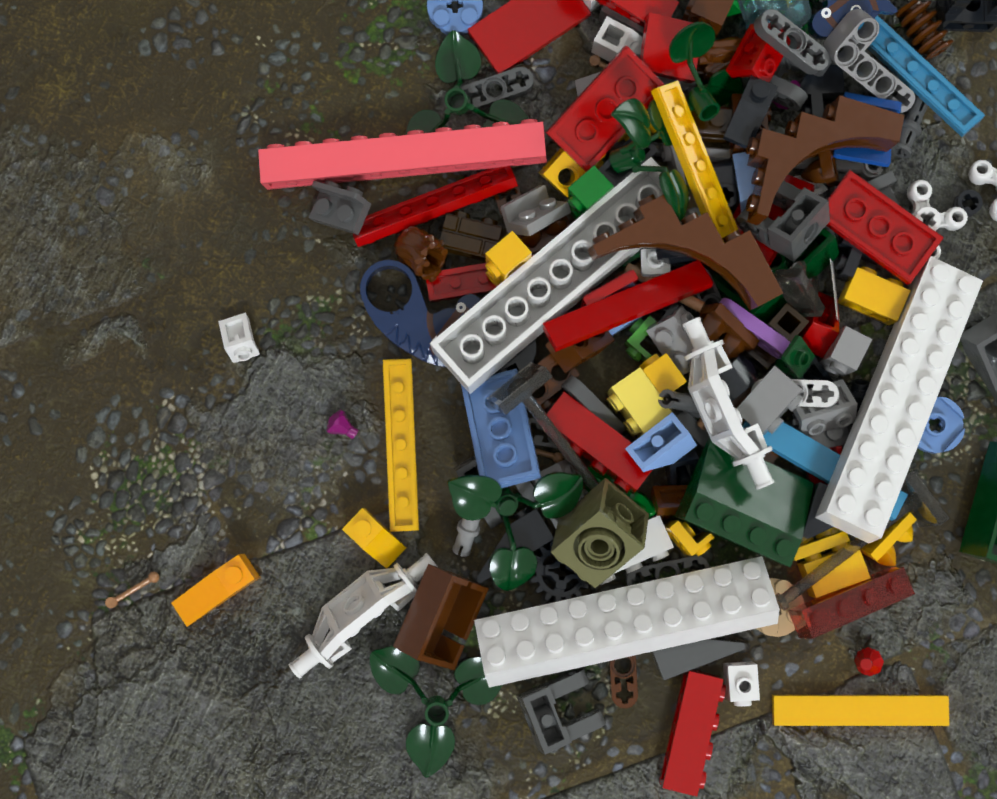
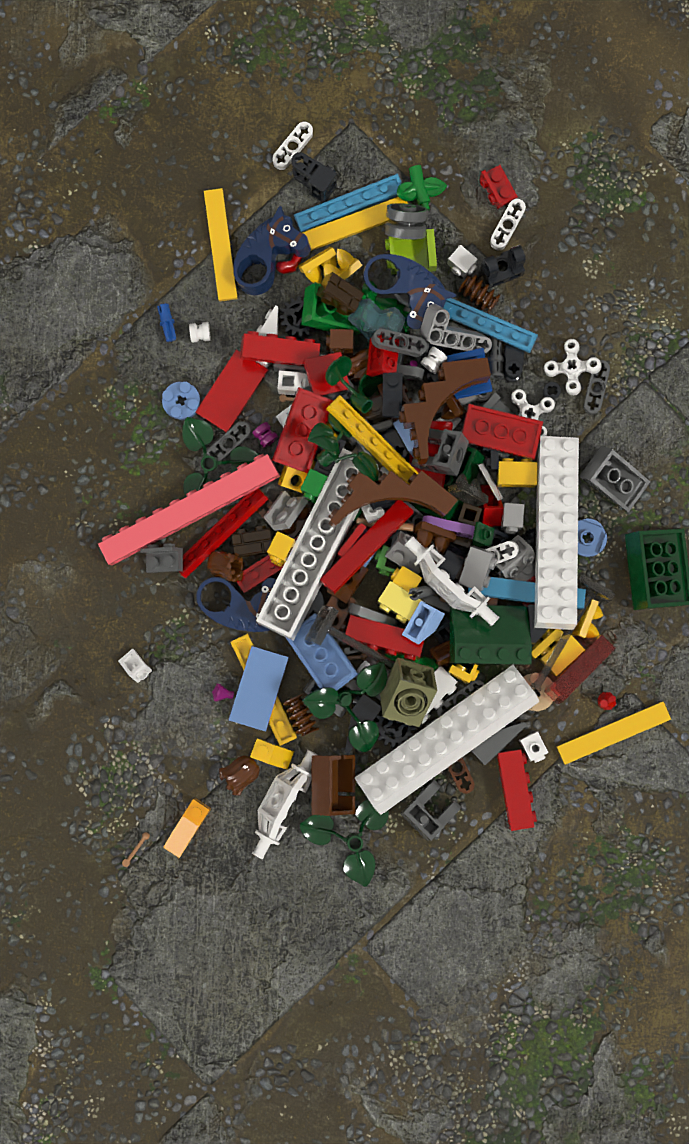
camera: 15 degrees left, 0 degrees up
(318, 547) = (239, 774): none -> reddish brown piece
(394, 440) = (258, 688): none -> medium blue tile
(436, 502) = (300, 715): none -> reddish brown piece
(467, 532) = (327, 729): light grey pin -> none
(549, 98) = (265, 435): none -> magenta wheel
(826, 90) = (434, 360): none -> white wheel
(932, 140) = (513, 360): none -> black piece

